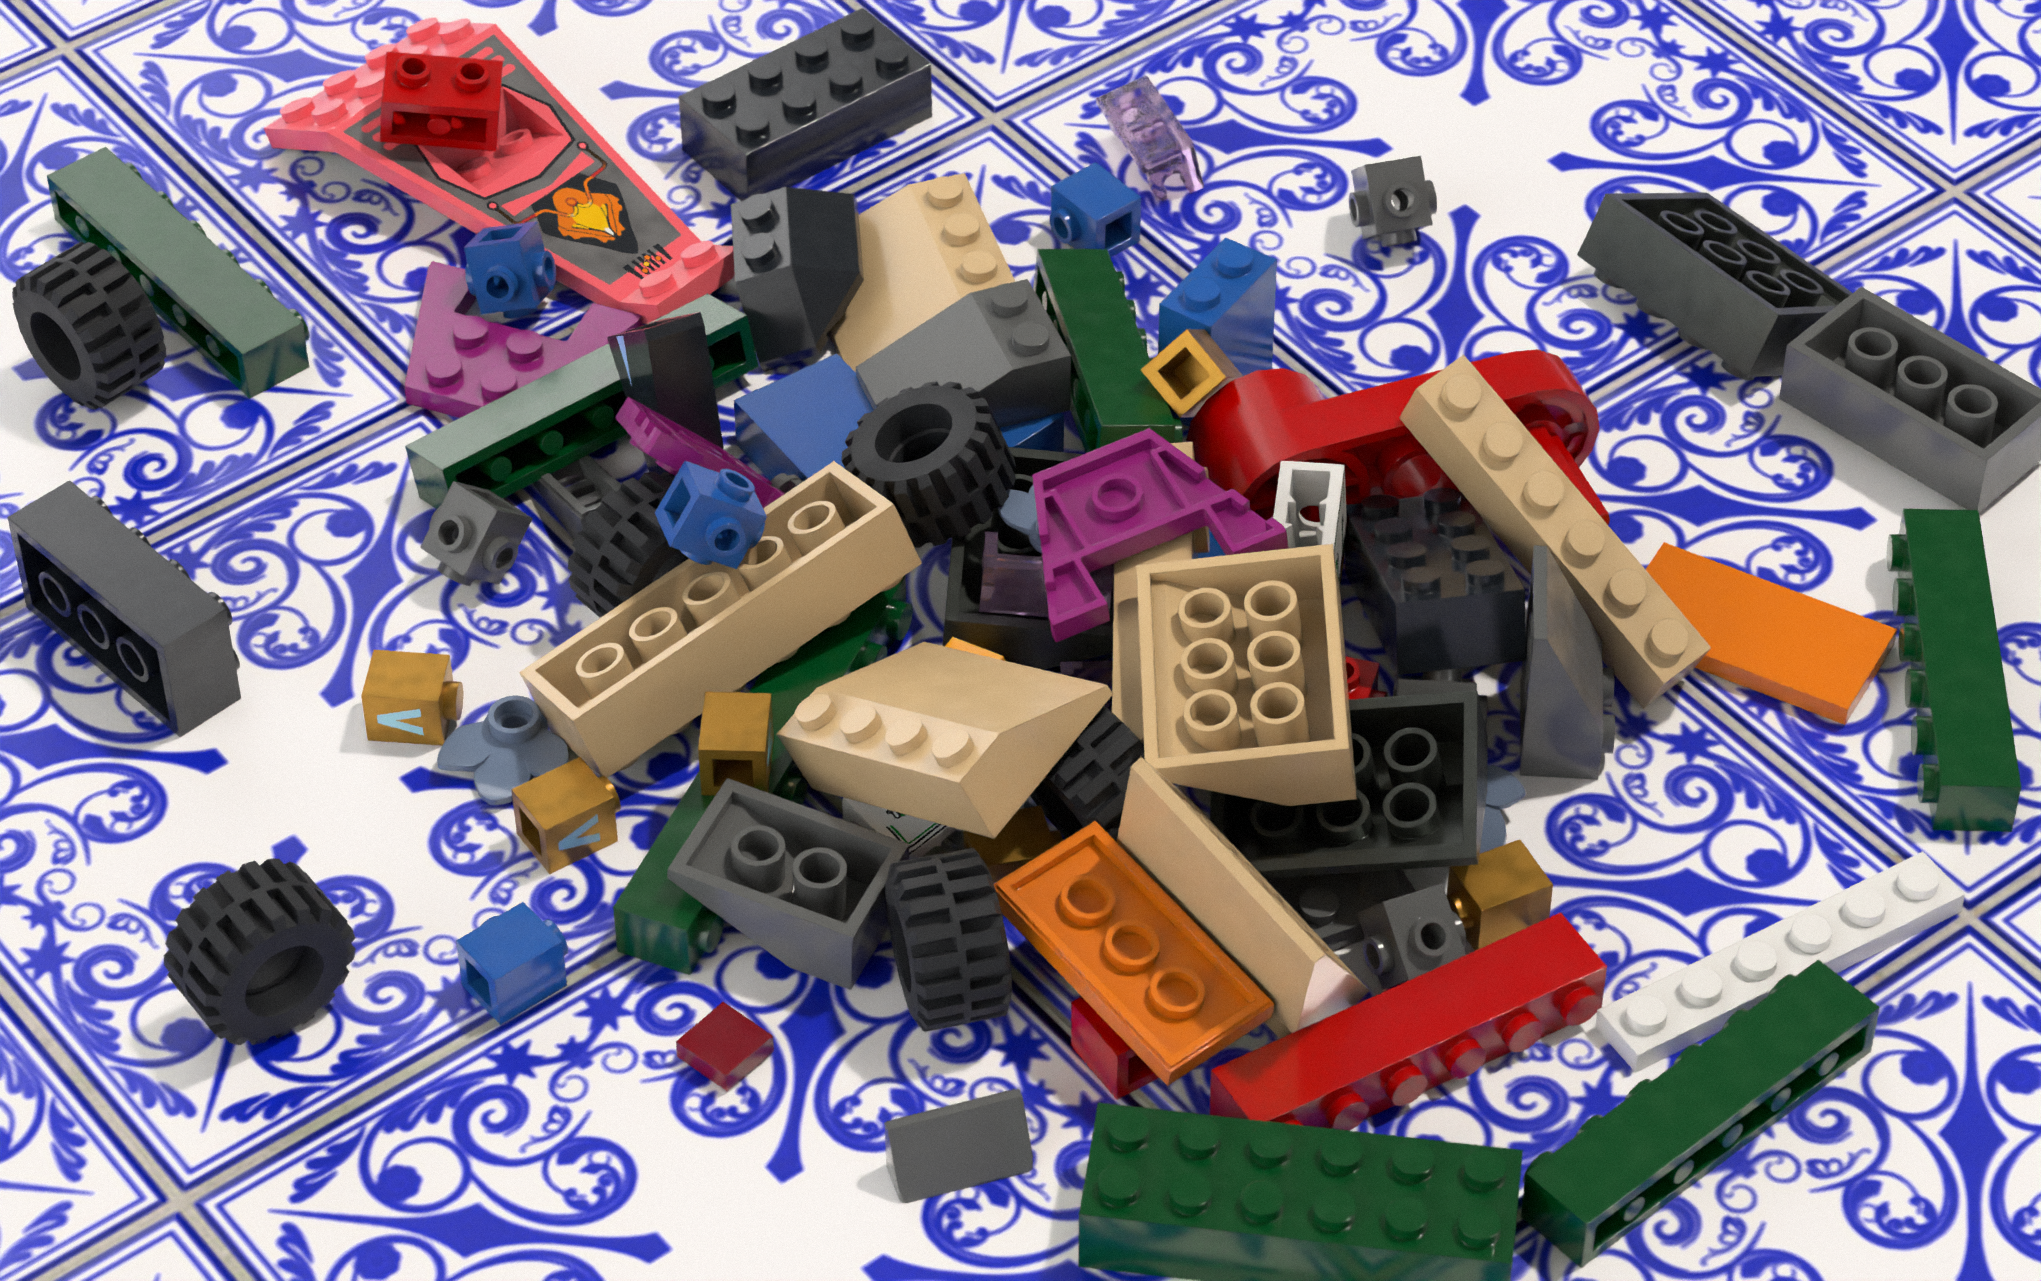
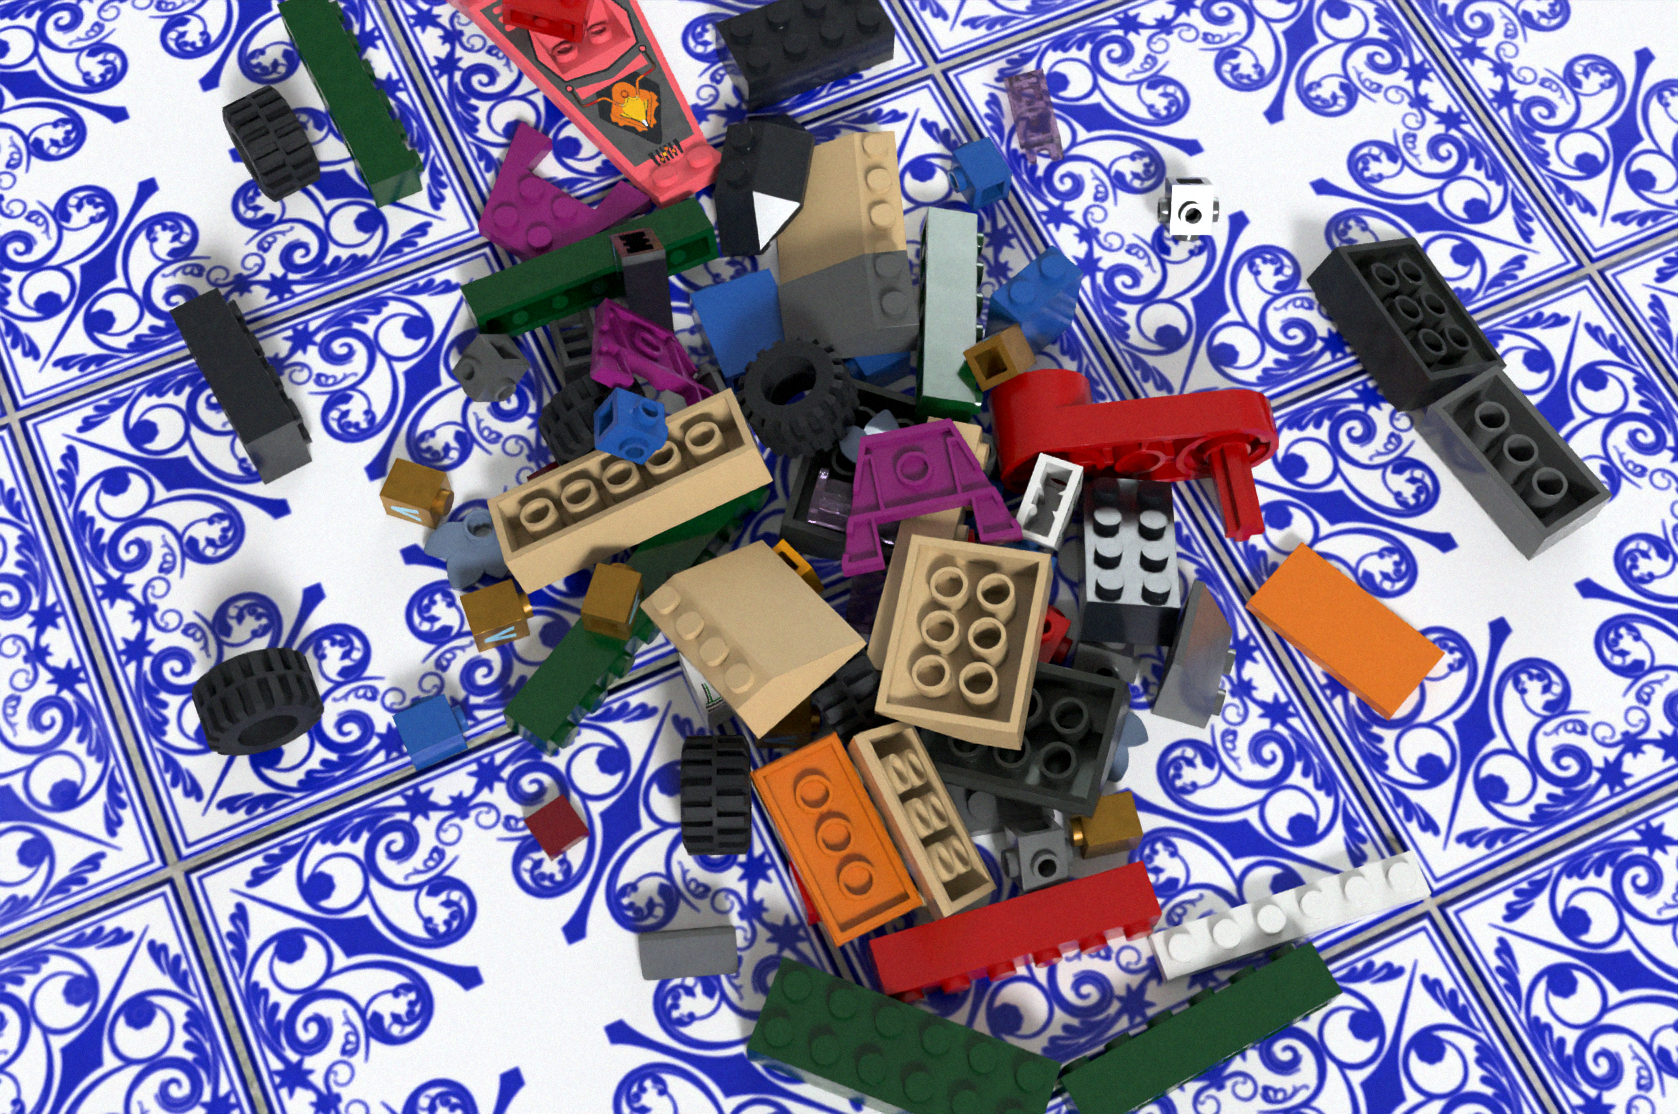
camera: 10 degrees right, 20 degrees up
(509, 269) = (567, 145): blue brick -> none
(791, 879) = (626, 712): dark grey slope -> none
(1536, 504) = (1219, 545): tan brick -> none
(1954, 671) = (1476, 699): dark green brick -> none

